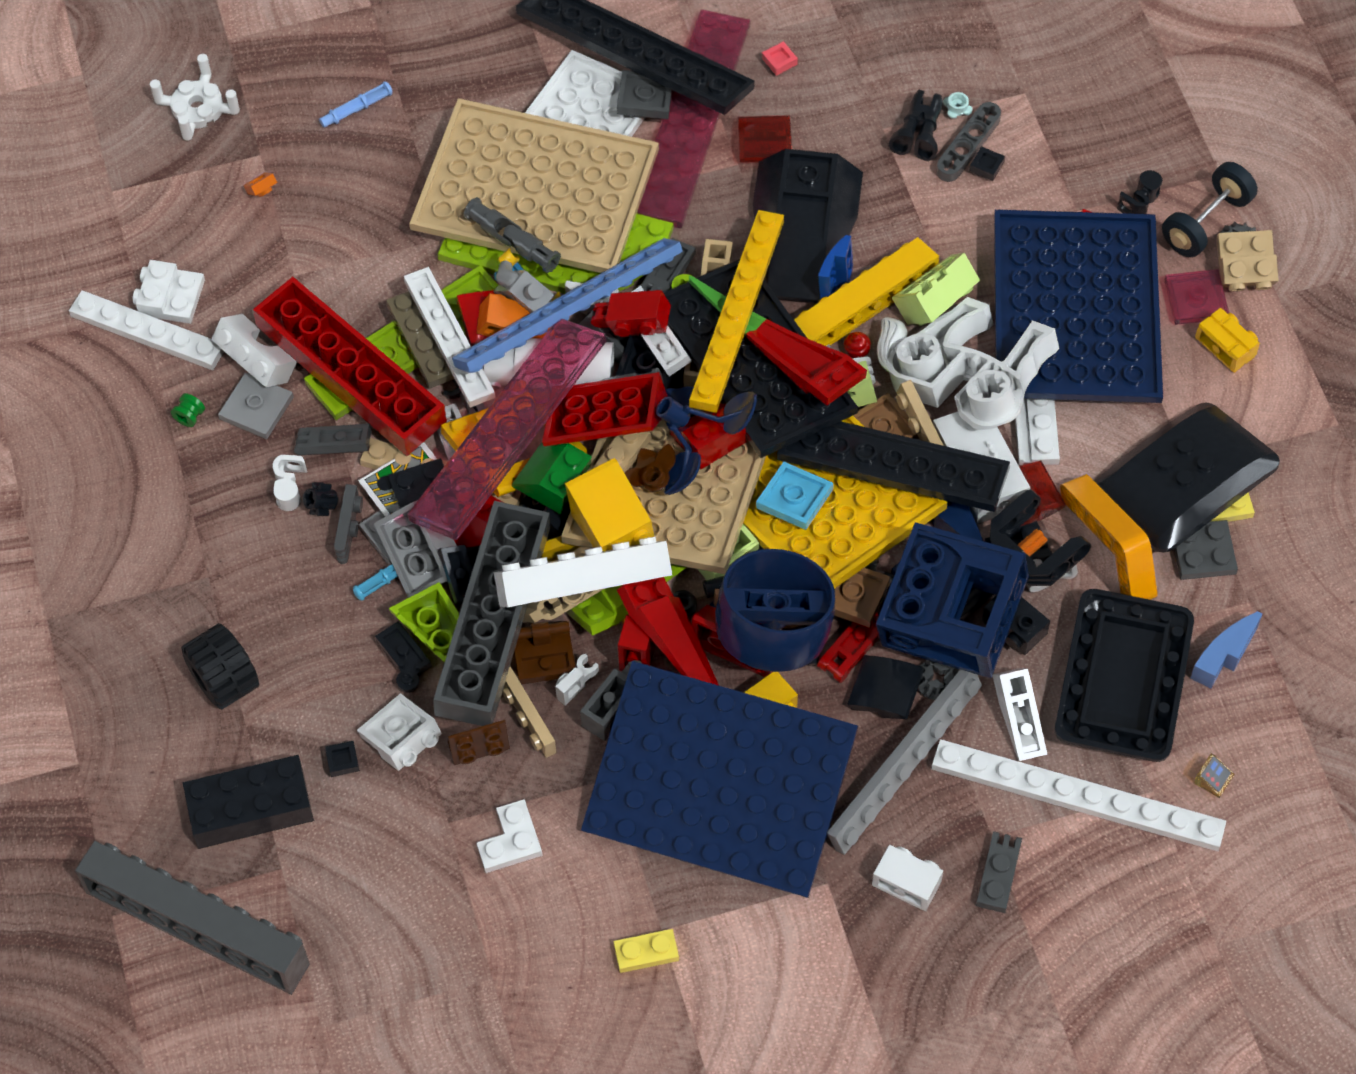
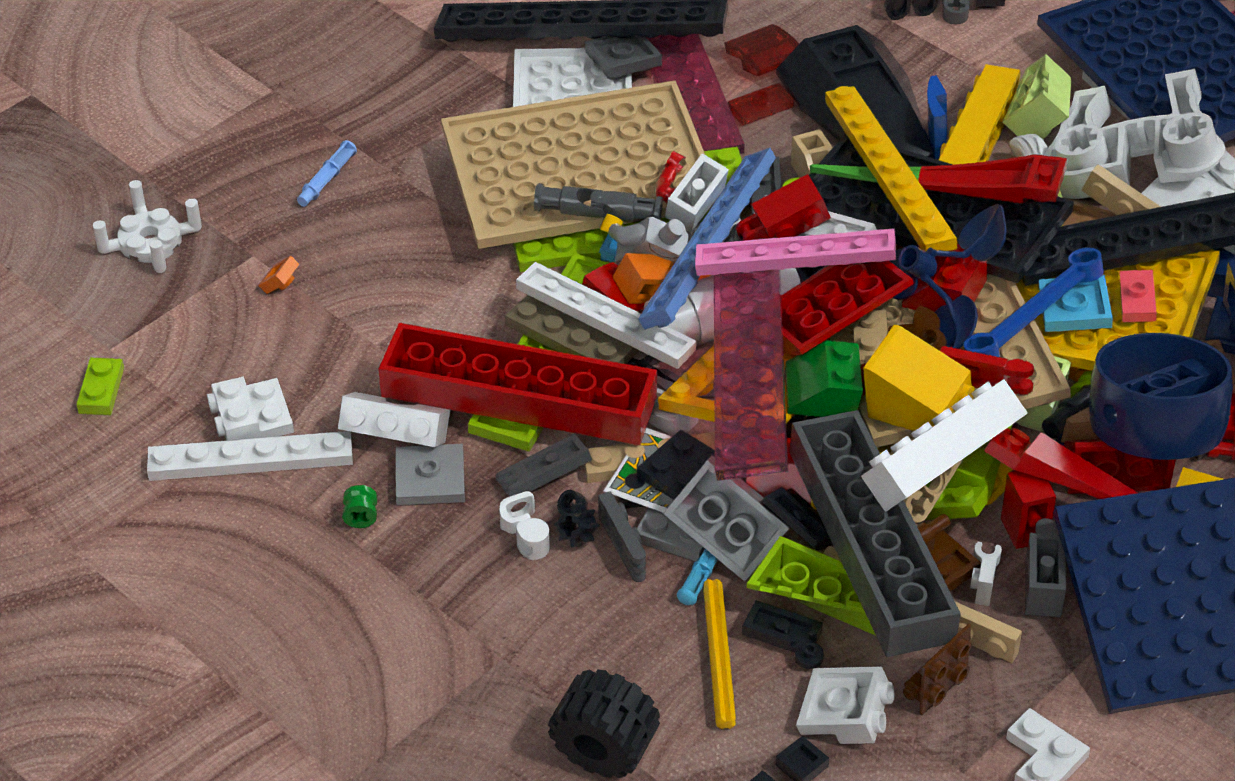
camera: 30 degrees left, 15 degrees down
(84, 221) = (100, 386): none -> lime plate
(333, 477) = (566, 498): none -> black hinge
(349, 648) = (719, 654): none -> yellow axle
(567, 246) = (668, 175): none -> red arm
(586, 261) = (697, 192): none -> white brick
(594, 359) = (795, 252): none -> bright pink plate
(671, 525) = (994, 369): none -> red hinge
(724, 189) = (760, 104): none -> clear red plate
(752, 486) = (1084, 266): none -> blue piece
(848, 511) = (1137, 296): none -> coral plate

